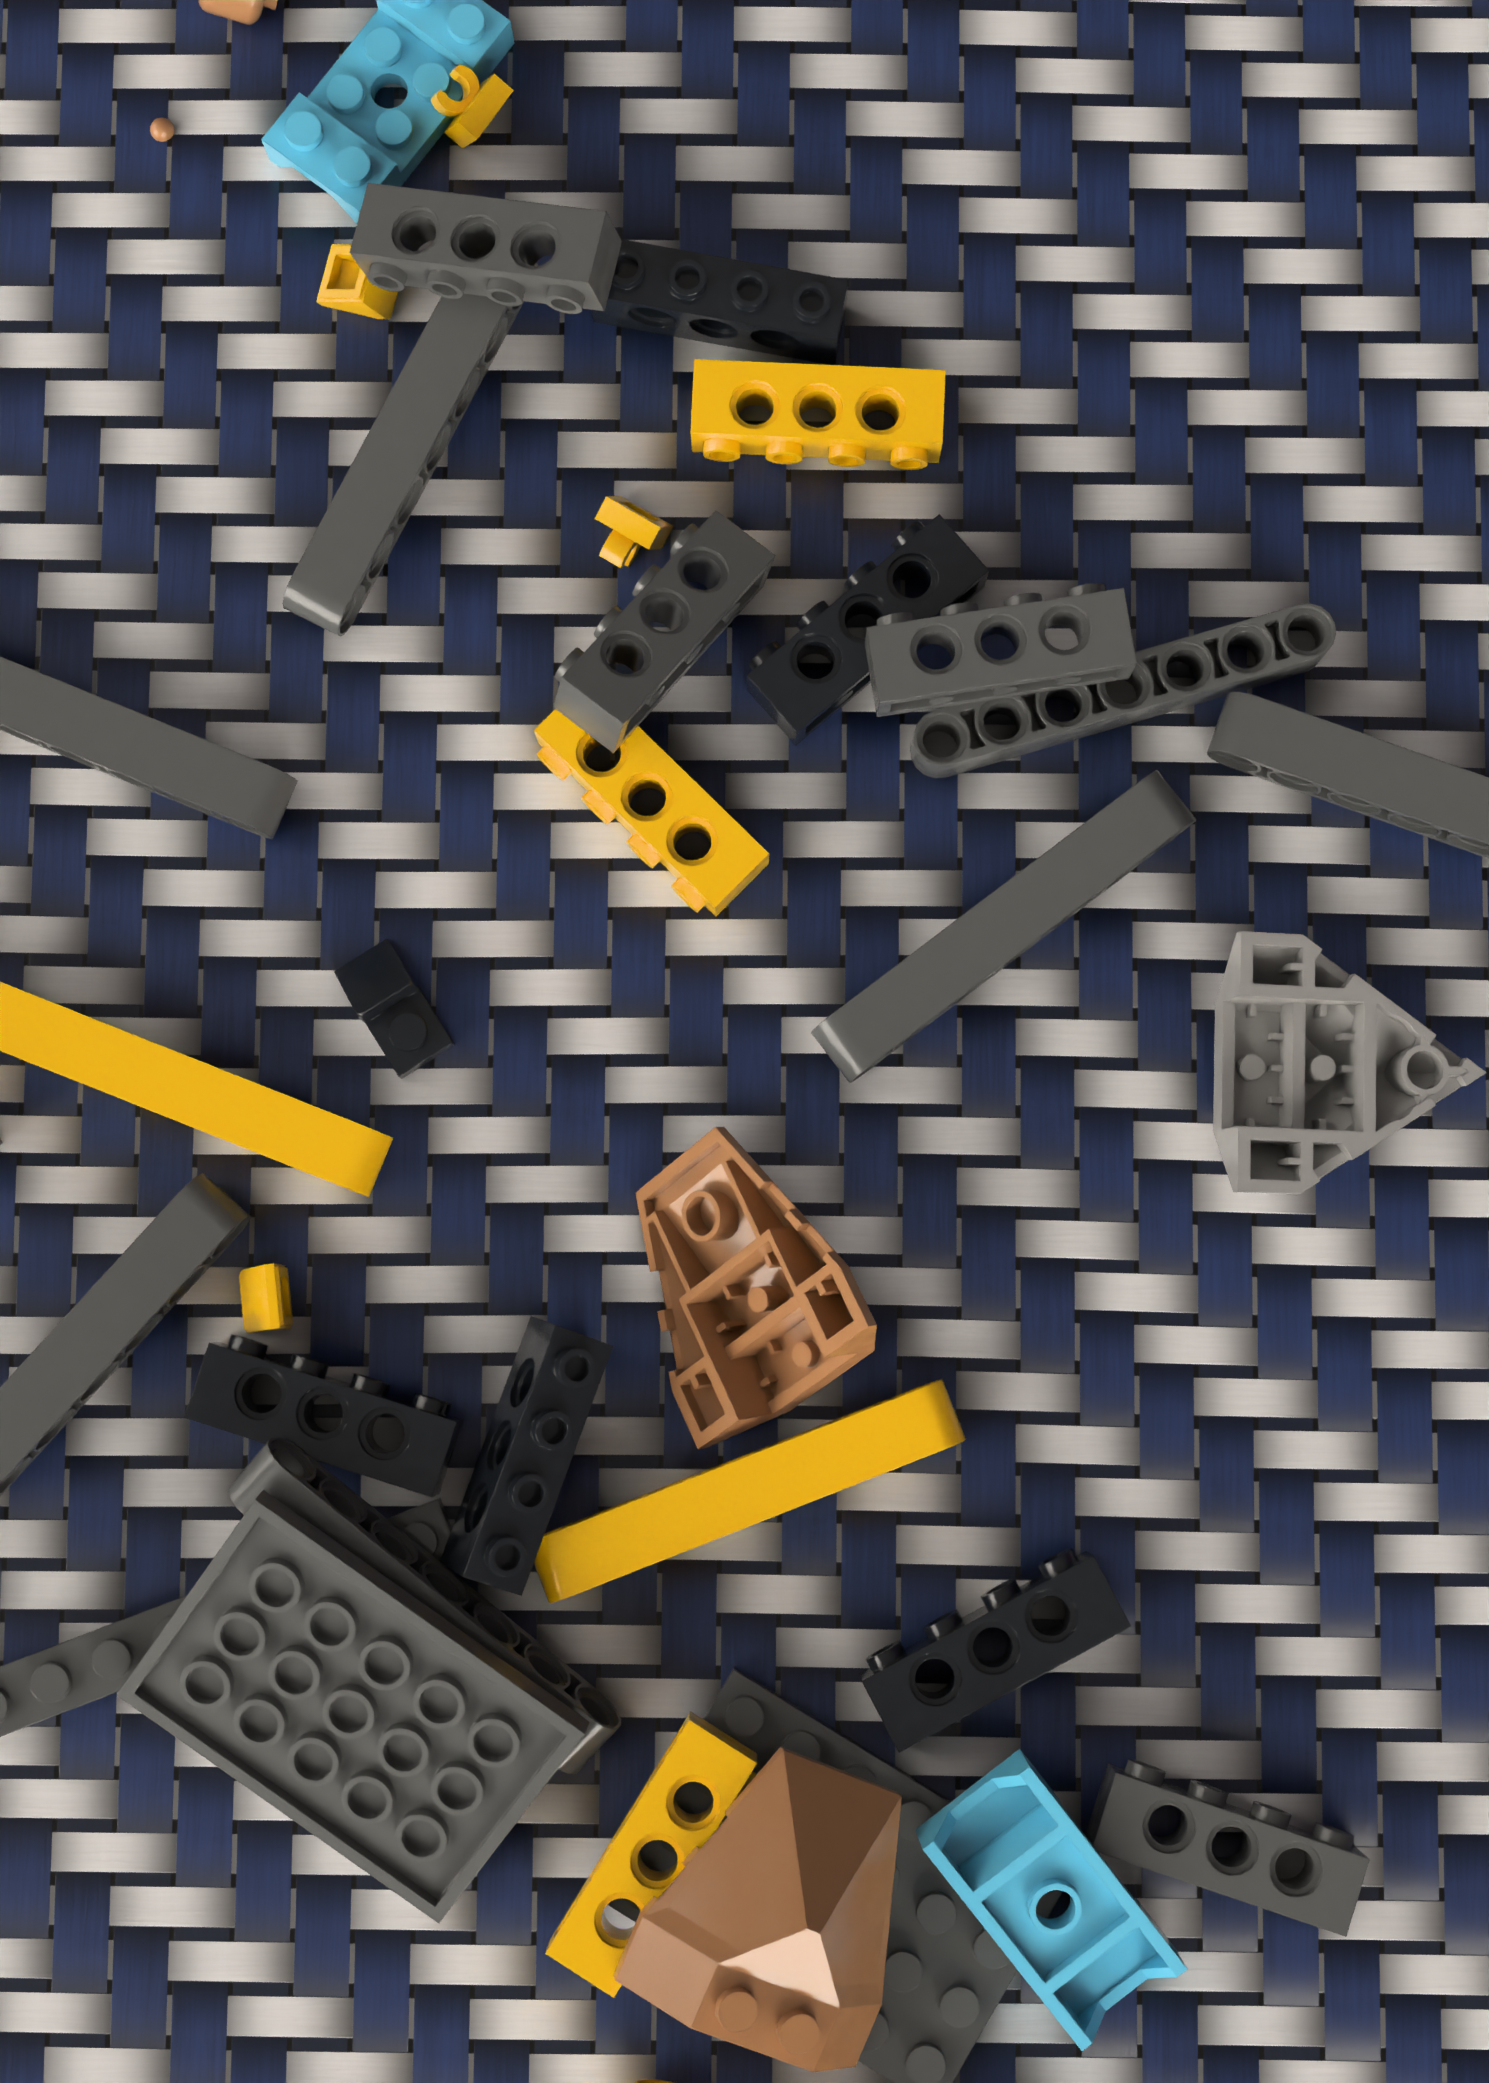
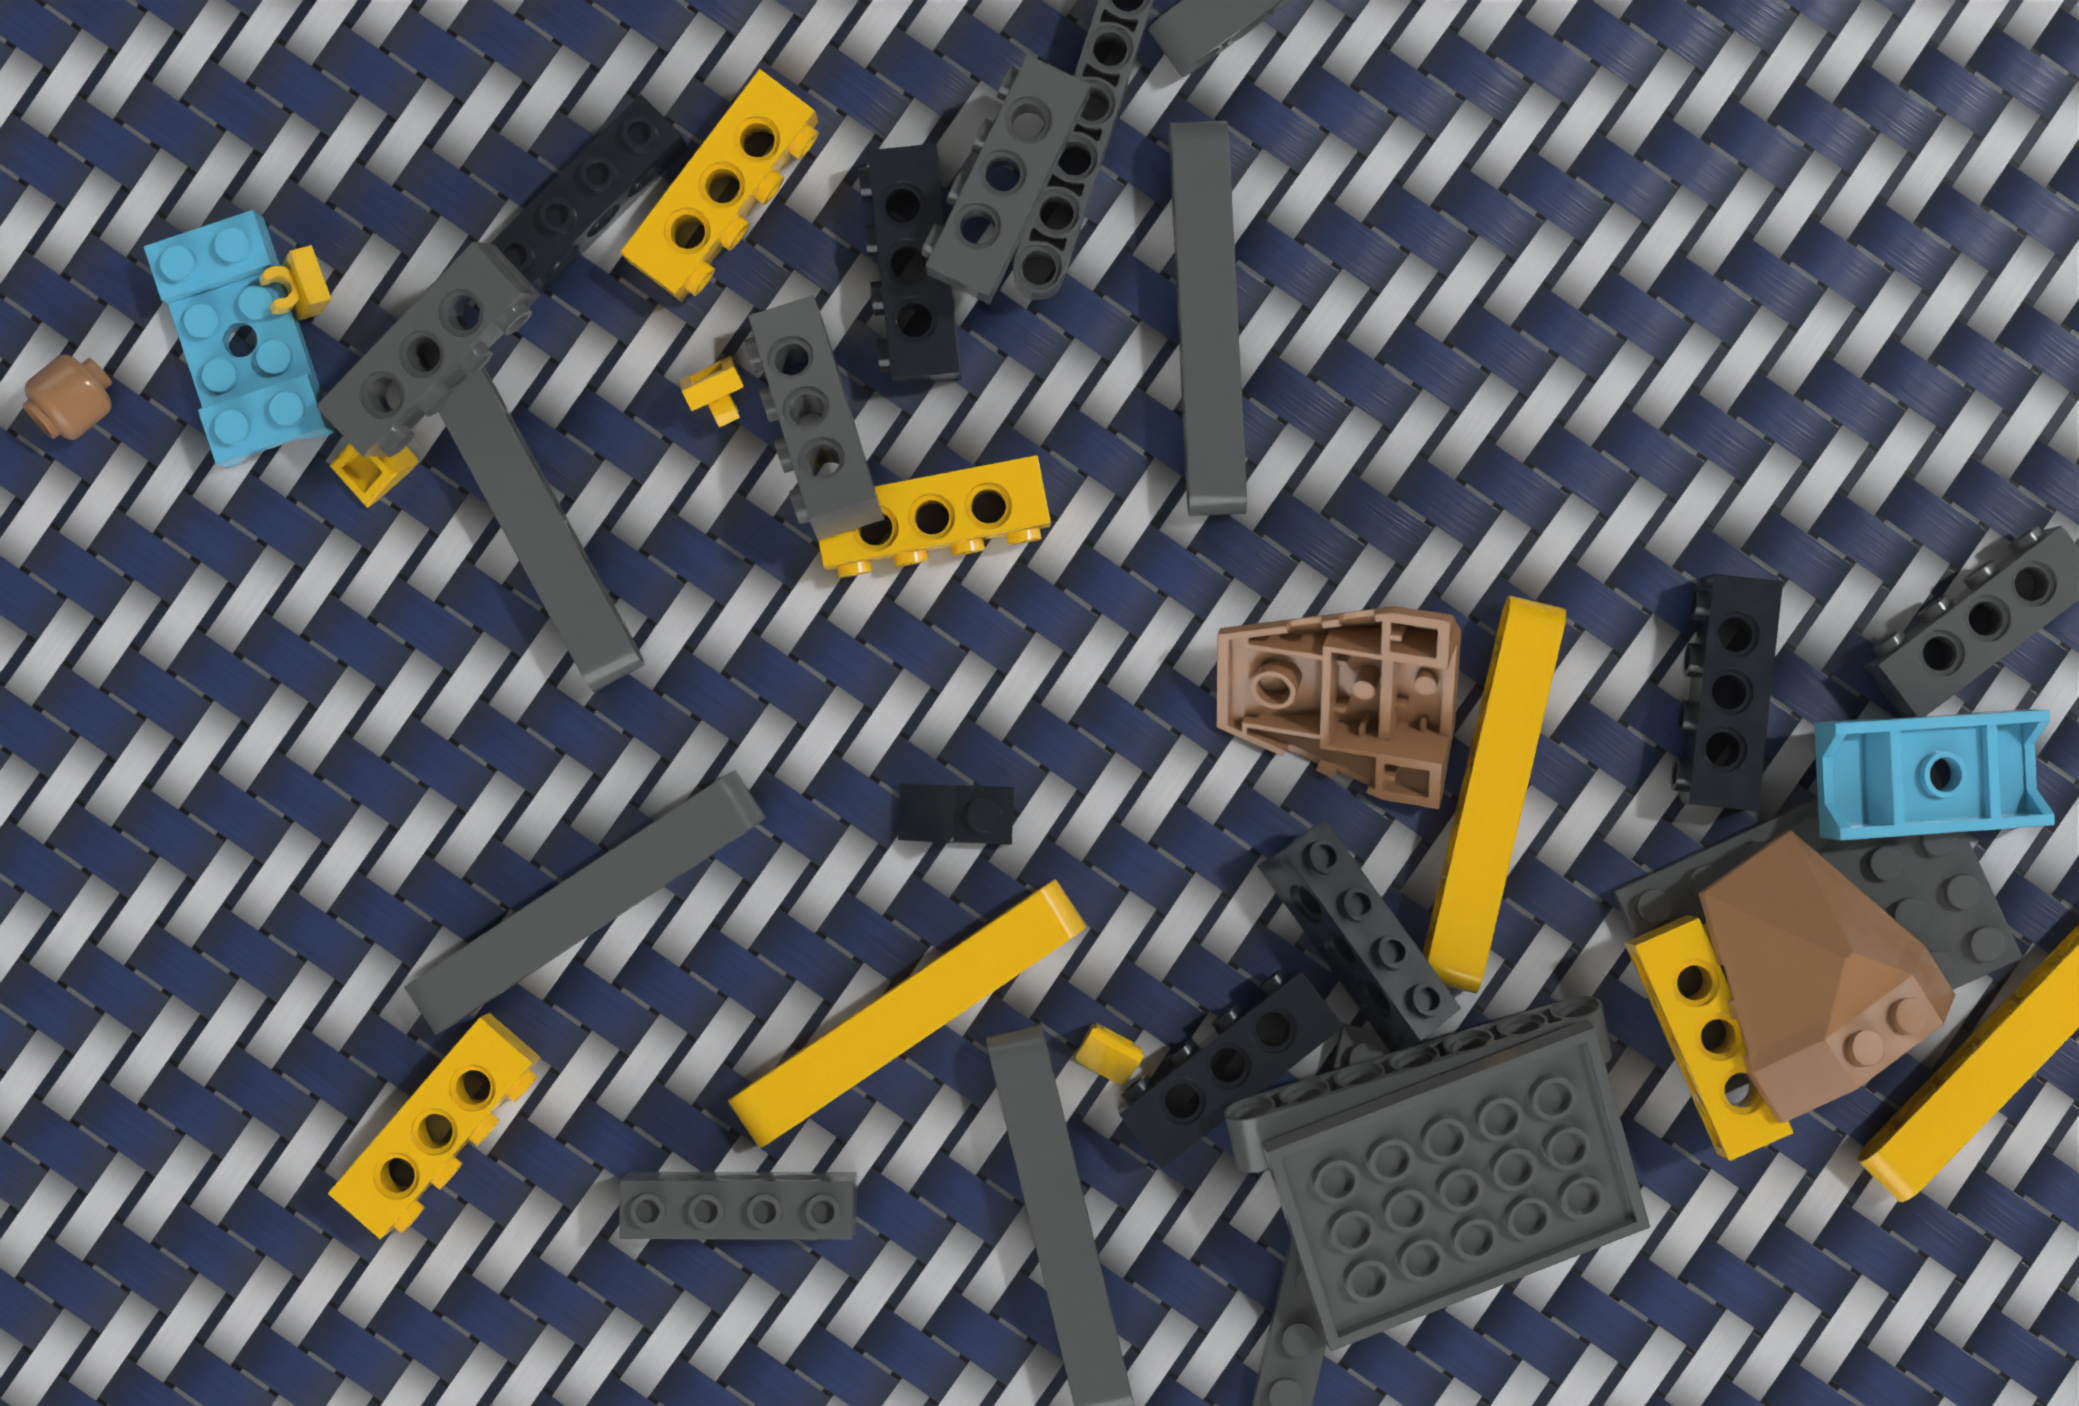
camera: 60 degrees left, 5 degrees up
(162, 129) = (145, 534): medium nougat piece -> none
(1314, 1065) = (1471, 164): light grey wedge -> none

